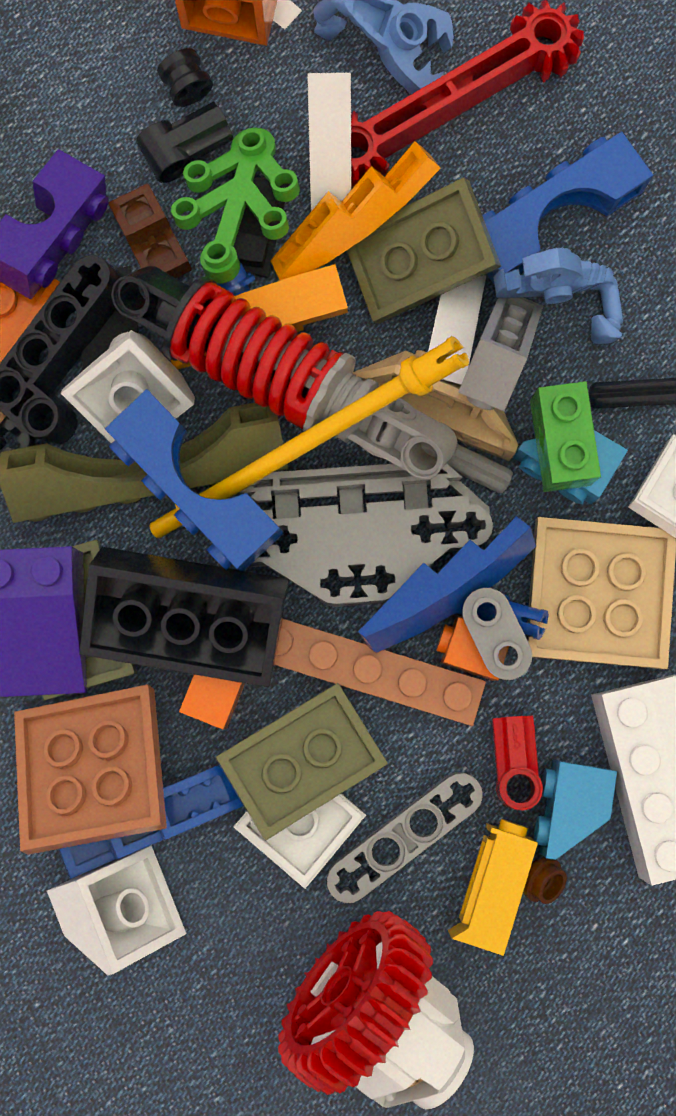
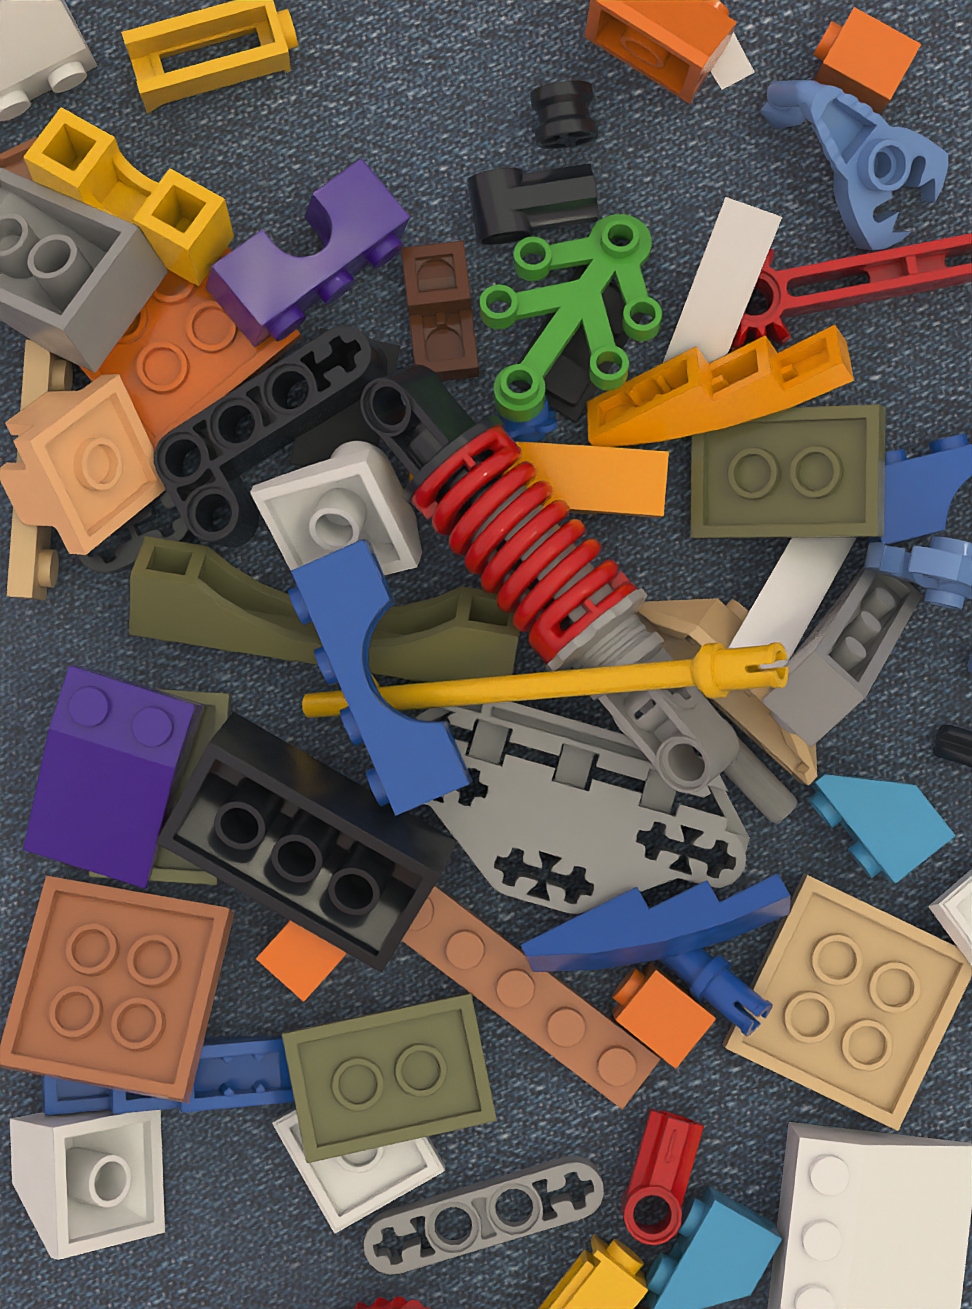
camera: 10 degrees right, 5 degrees up
(497, 633) = (696, 1013): light grey plate -> none
(565, 436) = (879, 796): bright green brick -> none

